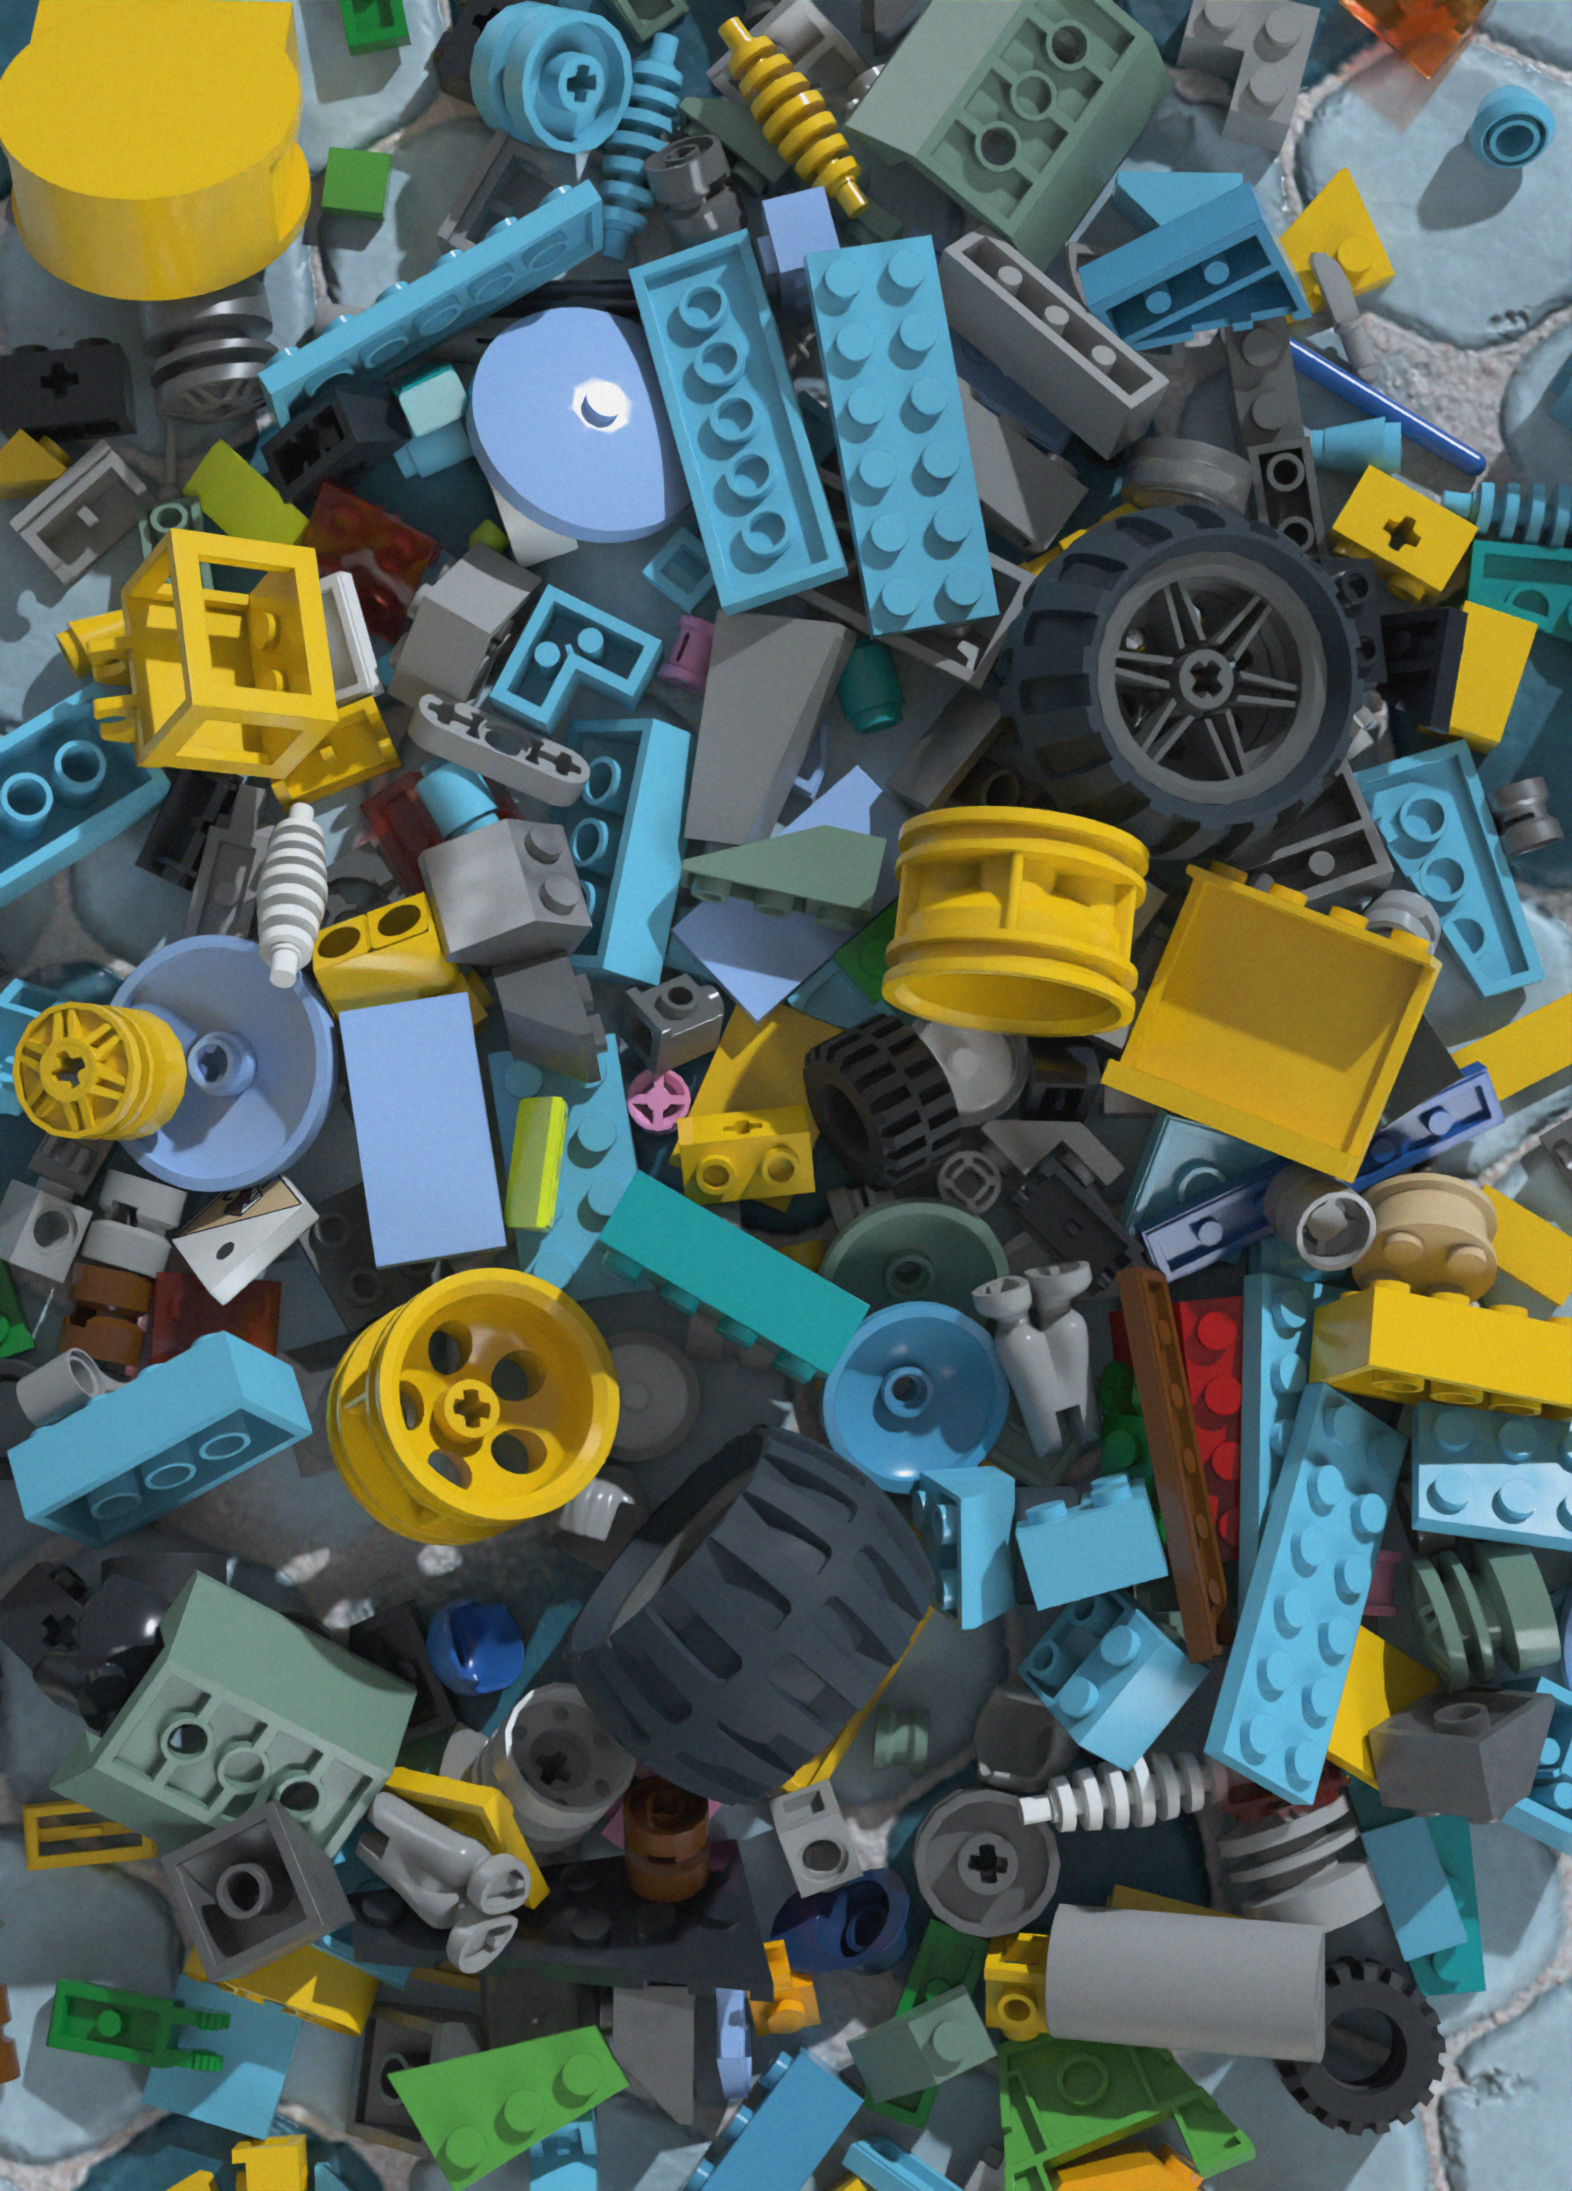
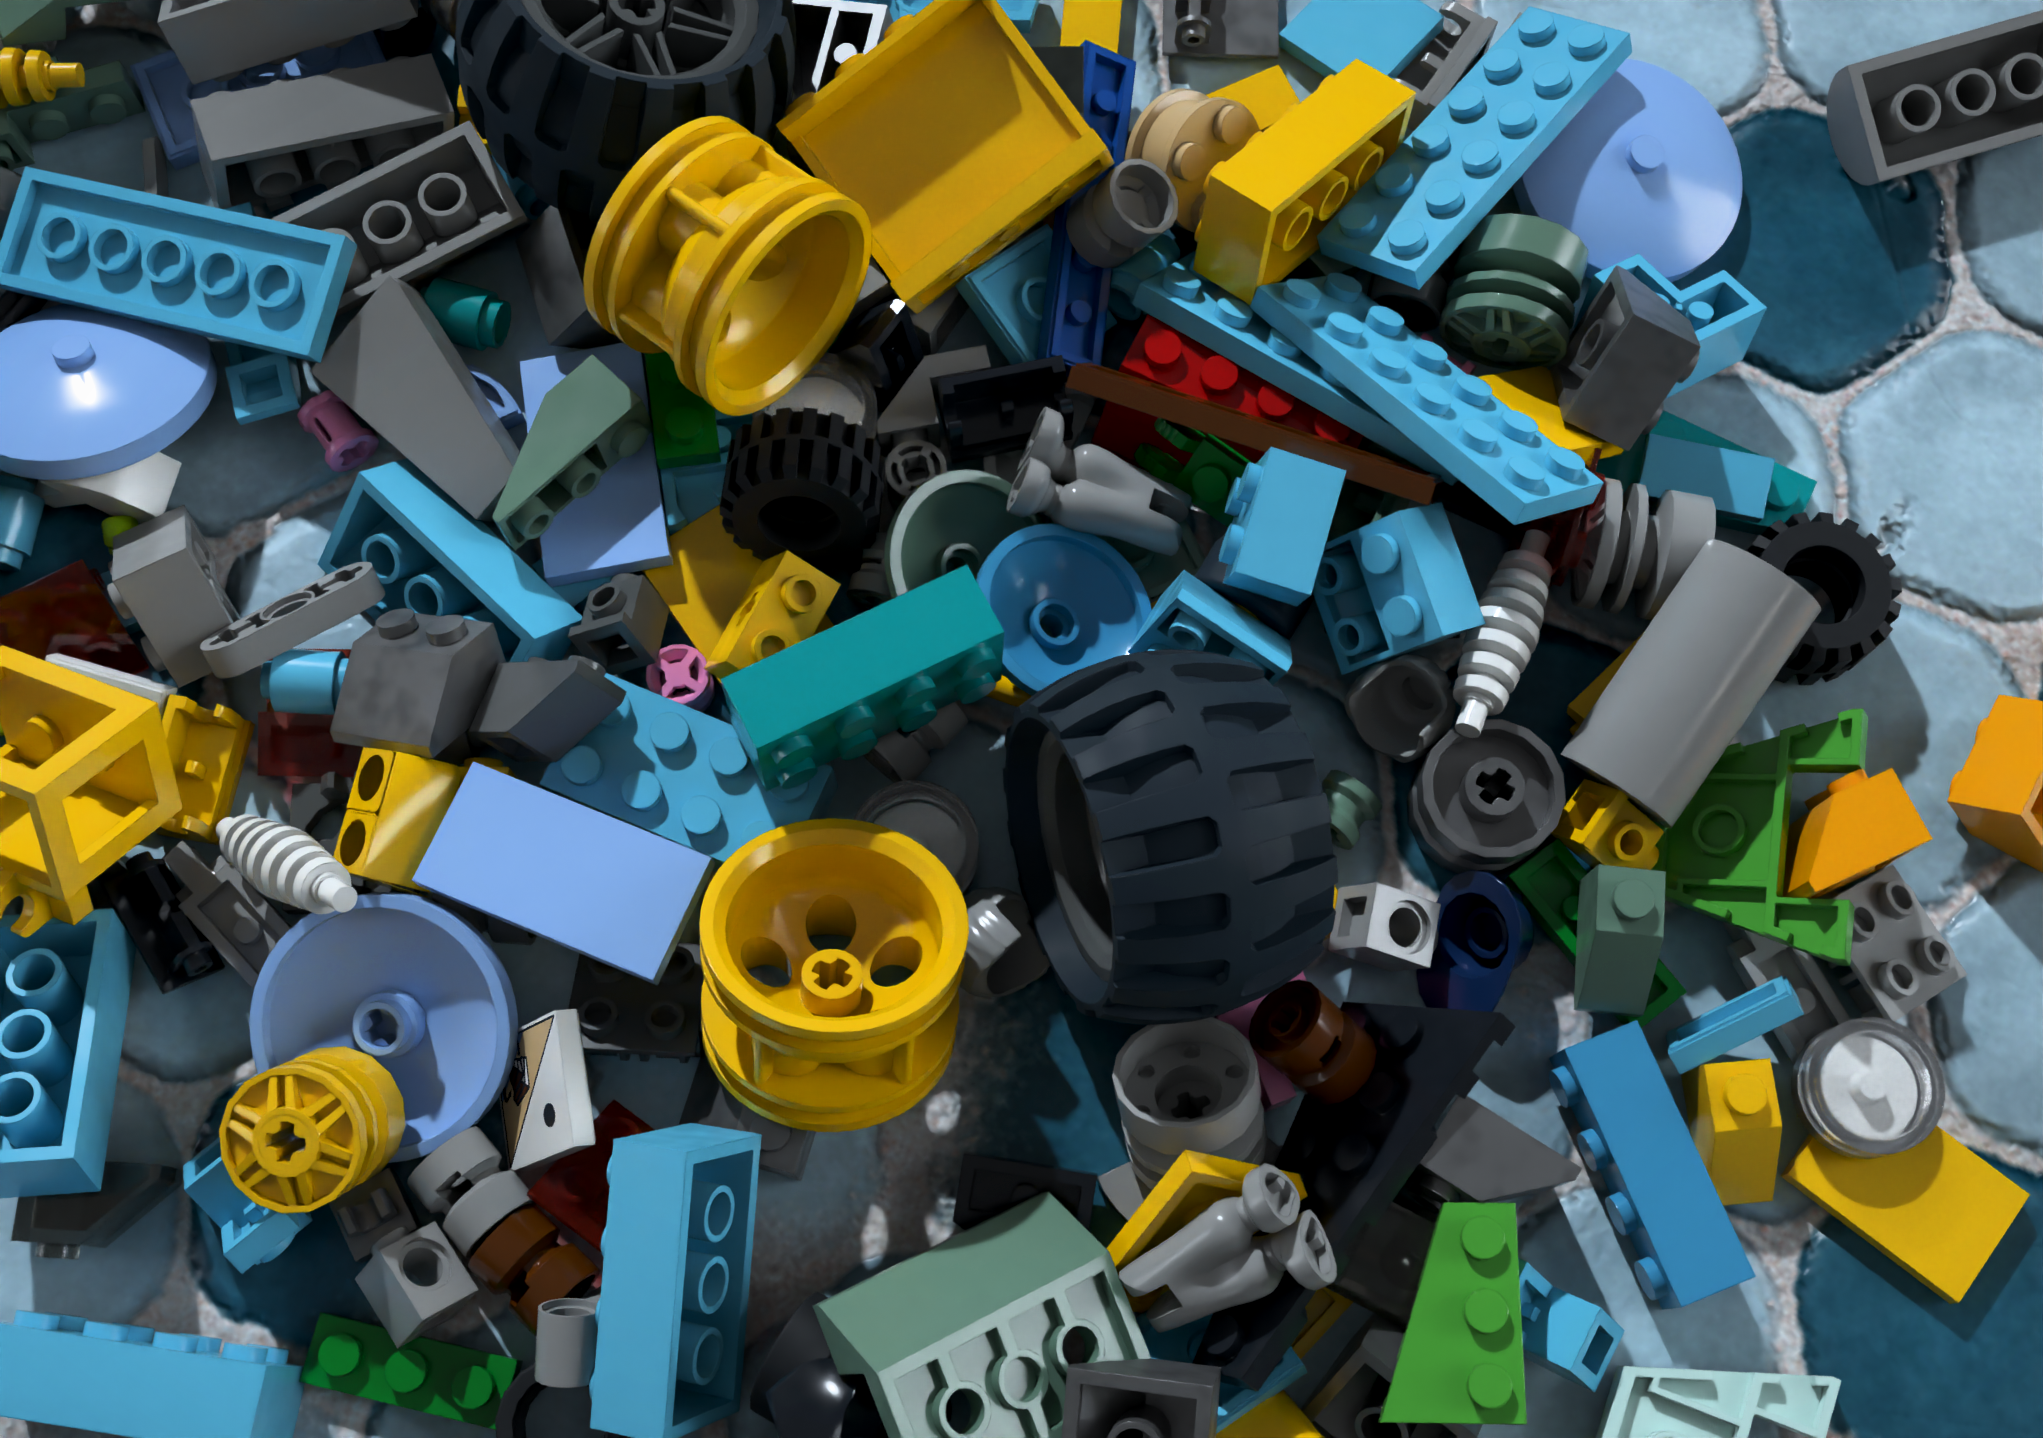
camera: 60 degrees left, 10 degrees down
(475, 1647) = (1040, 1120): blue hair -> none
(536, 1164) = (659, 790): neon yellow slope -> none
(572, 647) = (260, 511): medium azure brick -> none
(734, 2042) = (1521, 1105): light blue tile -> none
(791, 229) = (76, 135): light blue brick -> none
(794, 1997) = (1519, 1052): light orange plate -> none
(900, 436) = (276, 139): medium azure plate -> none

